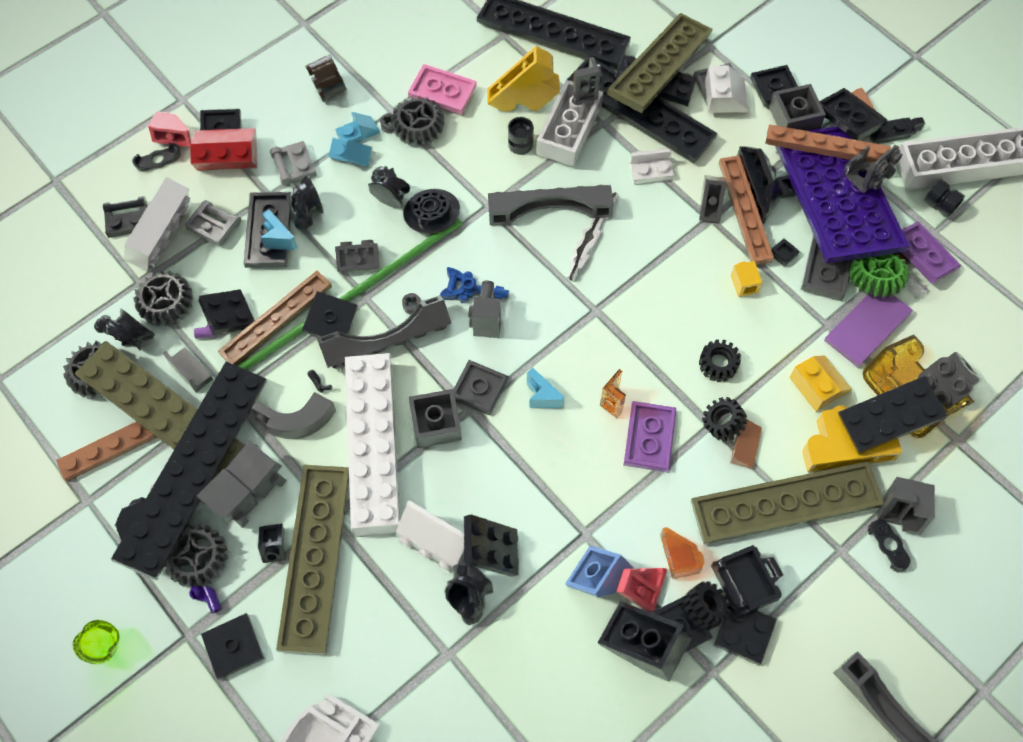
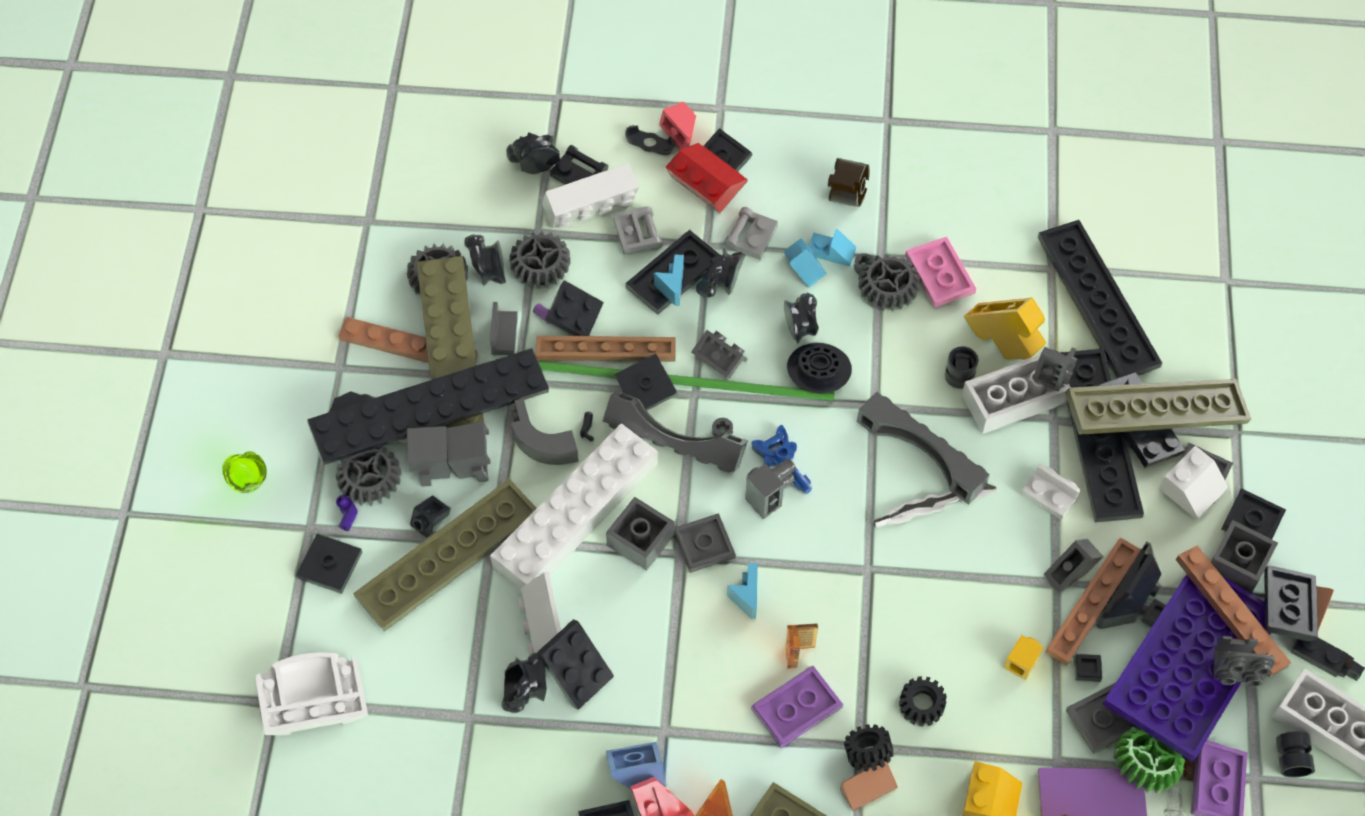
camera: 45 degrees right, 5 degrees down
(81, 228) = (533, 153): none -> black piece

